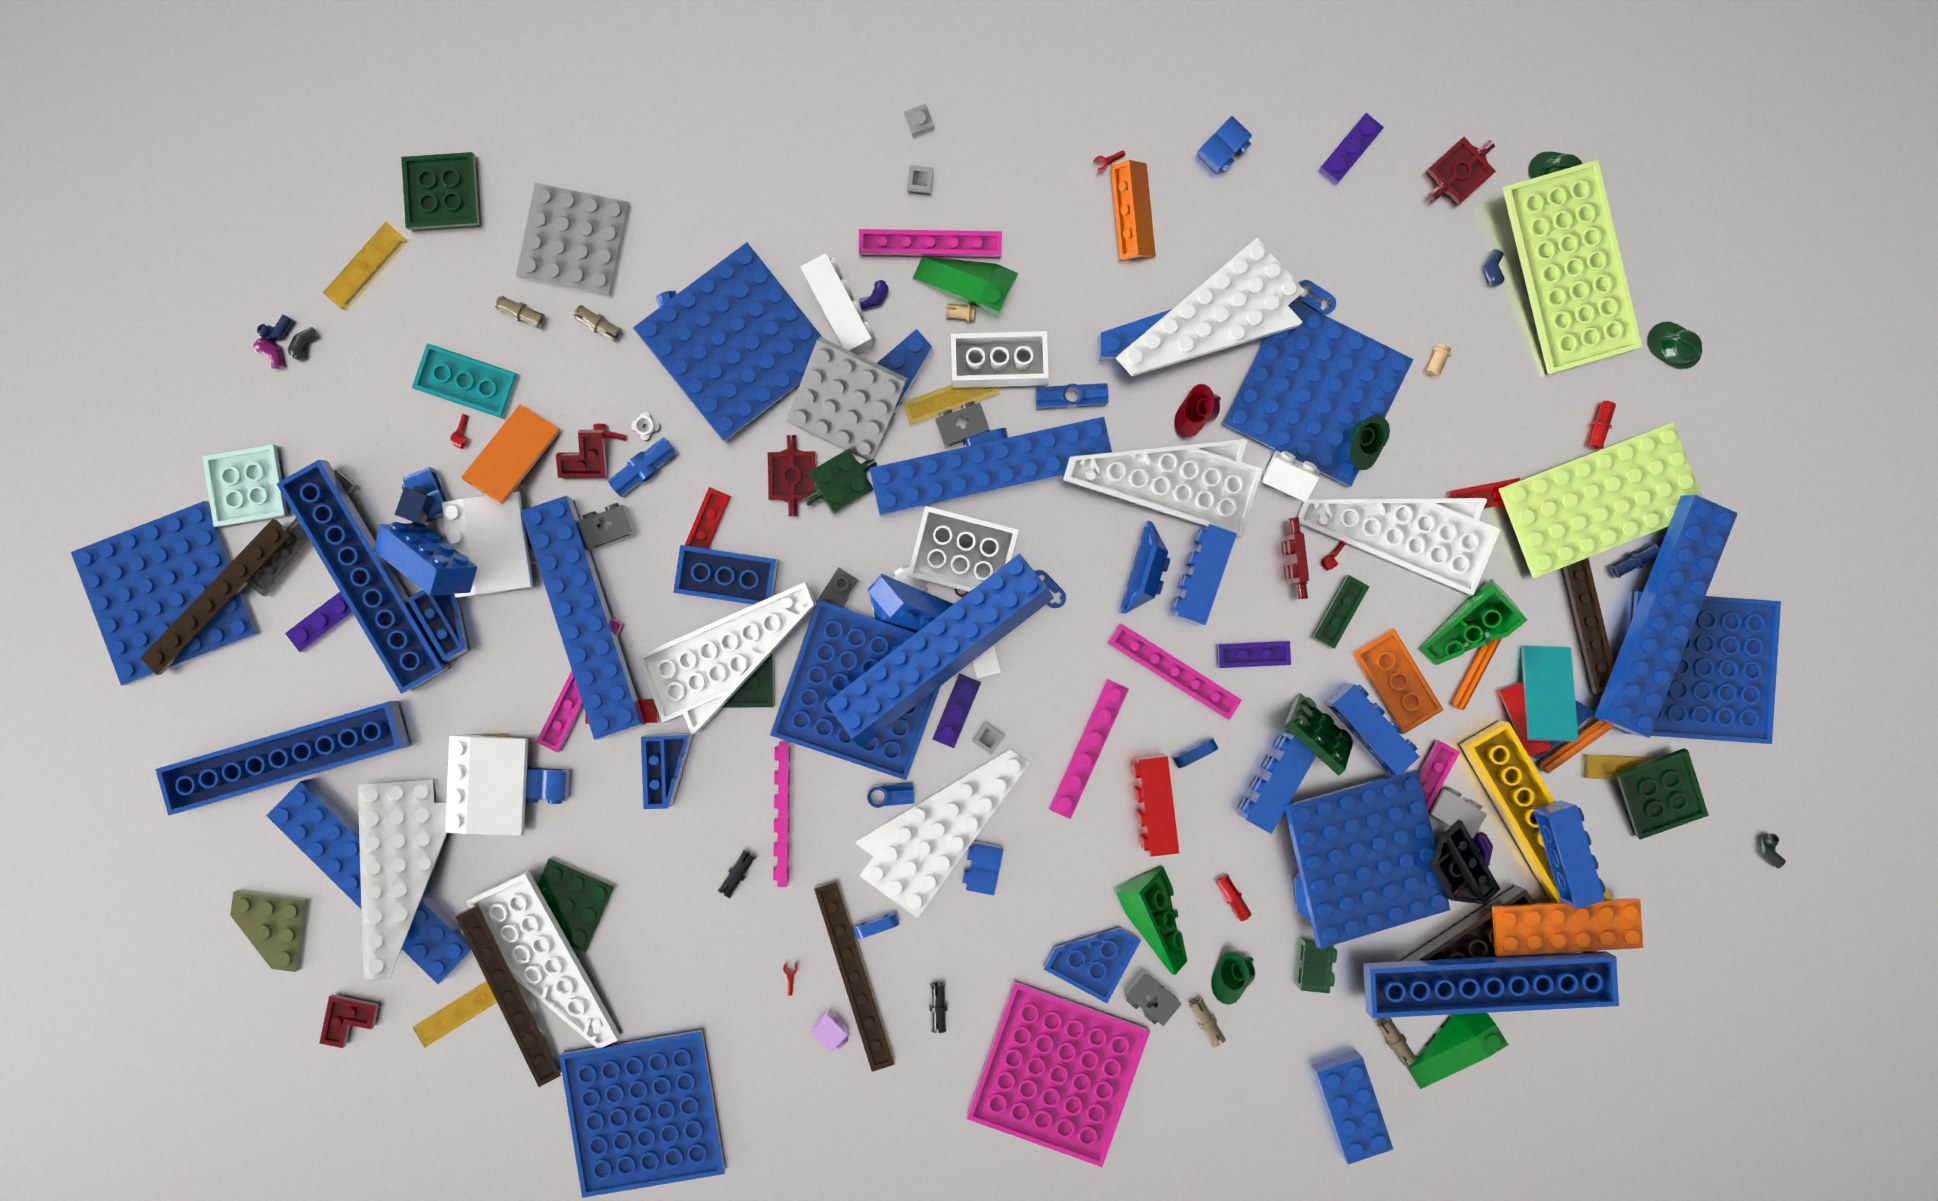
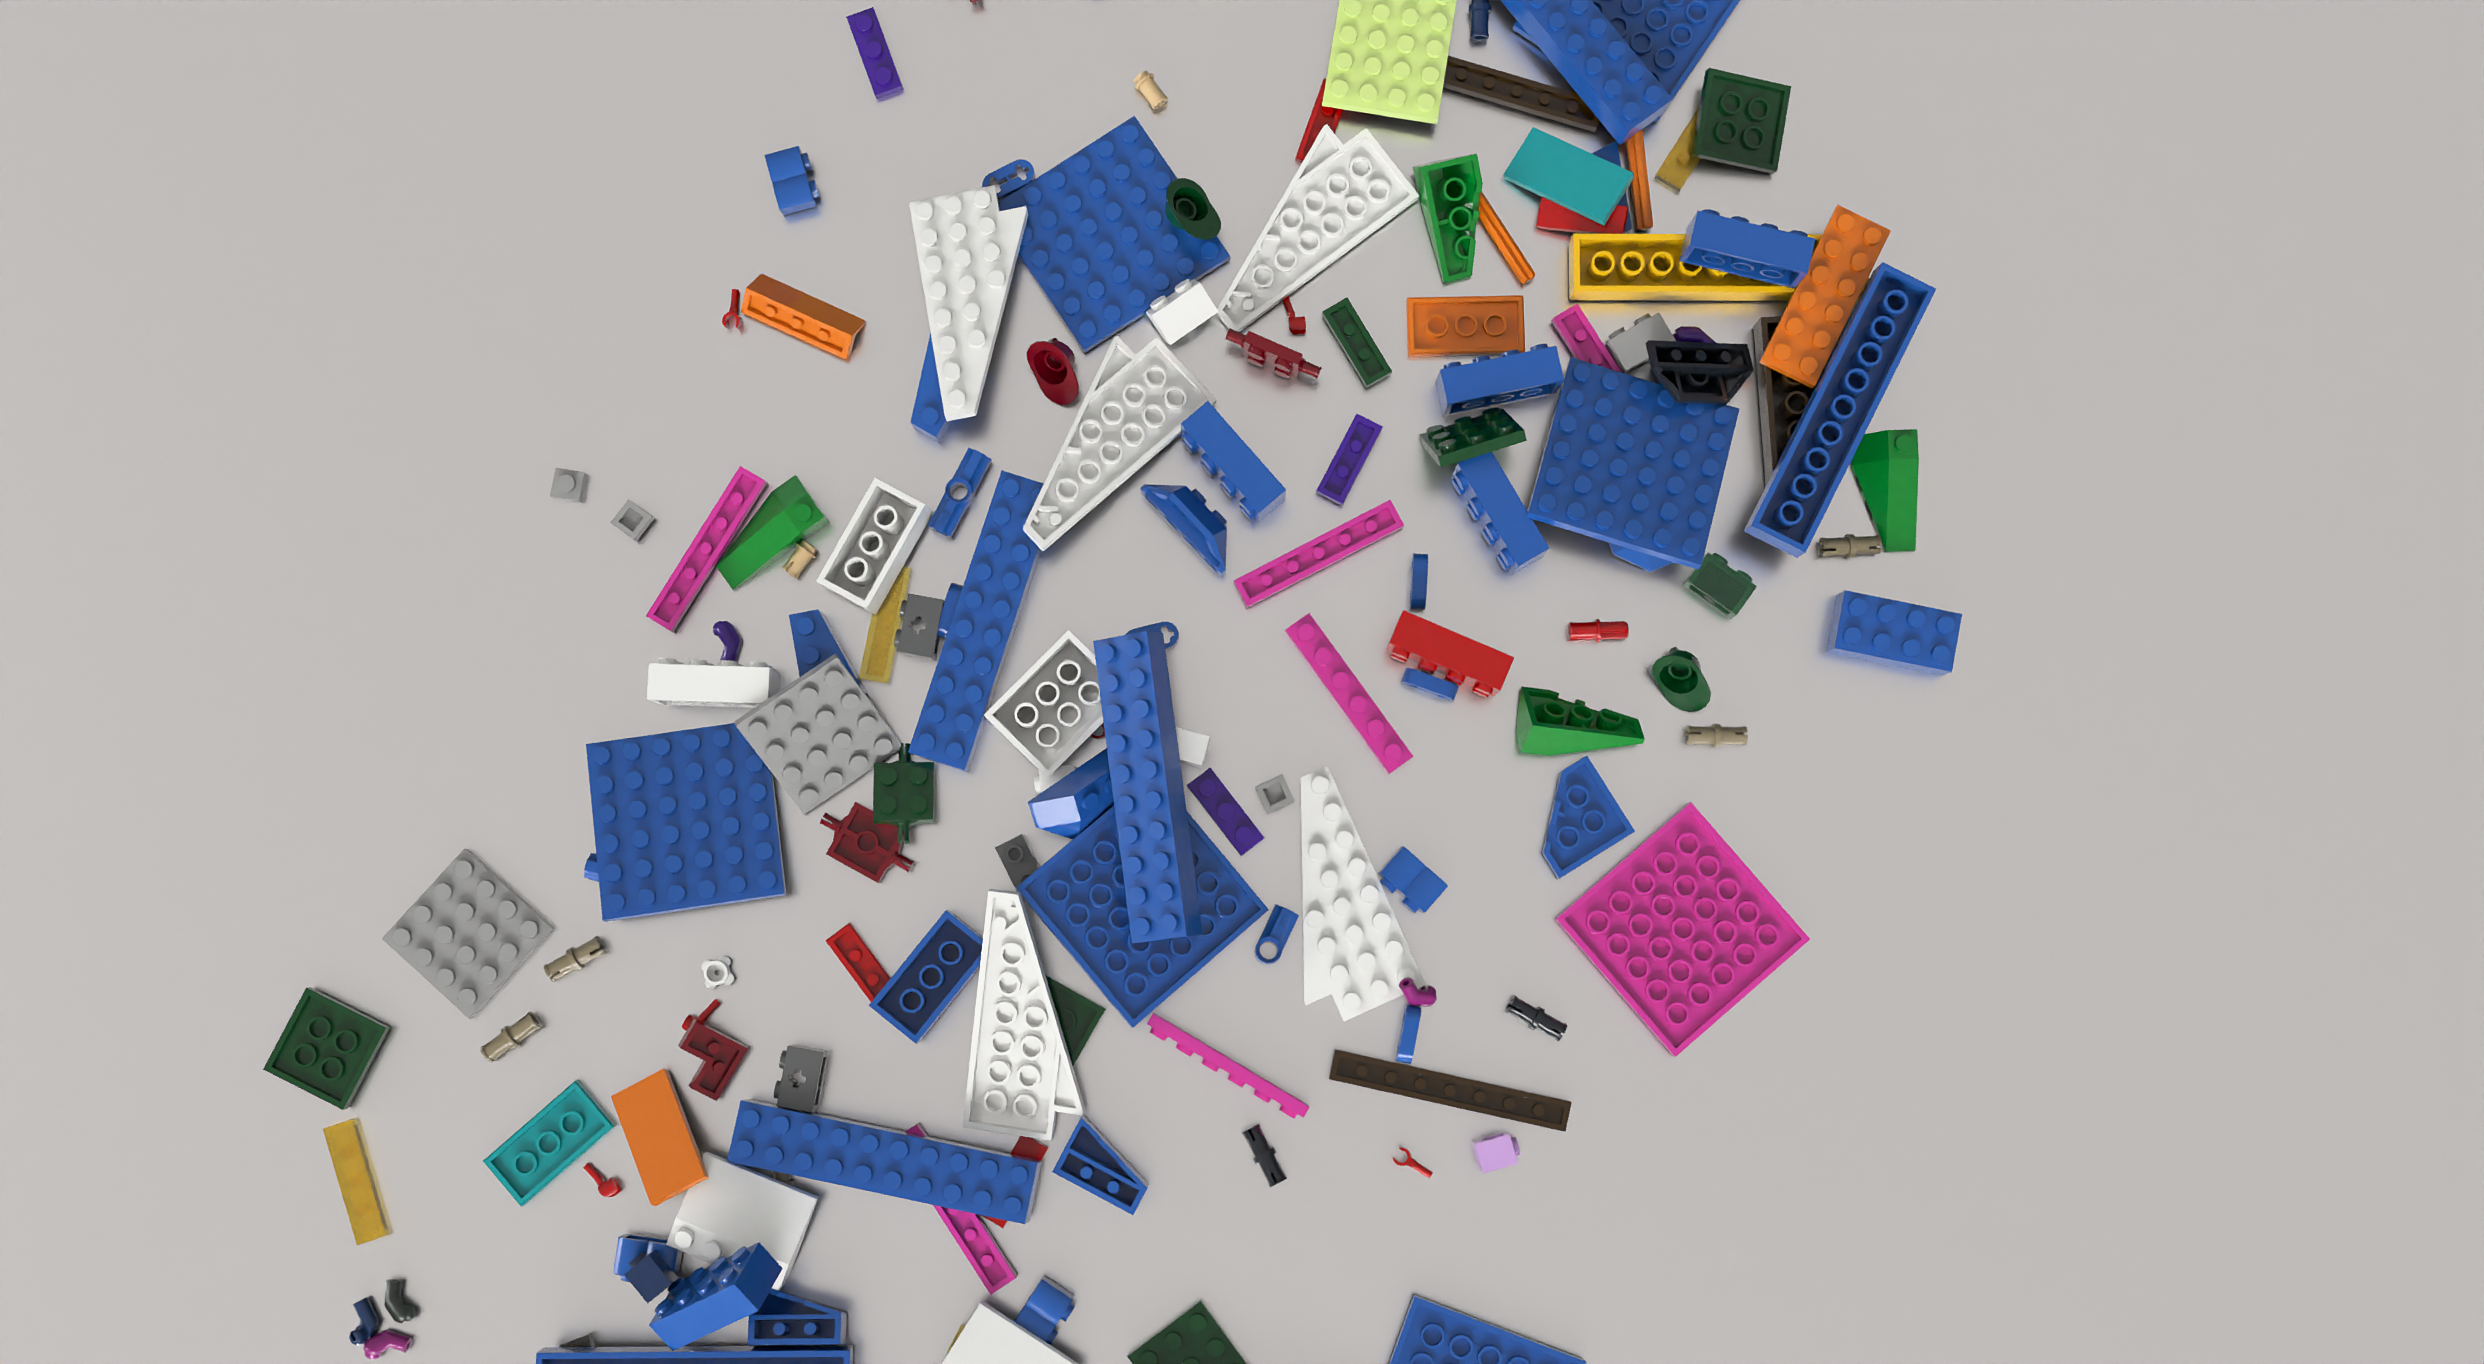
camera: 60 degrees left, 5 degrees down
(642, 467) = (760, 1000): blue piece -> none
(905, 918) = (1417, 997): none -> magenta arm
(1127, 802) = (1429, 684): none -> blue beam
(1165, 1003) = (1670, 768): dark grey brick -> none
(1768, 850) = (1863, 47): pearl dark grey arm -> none

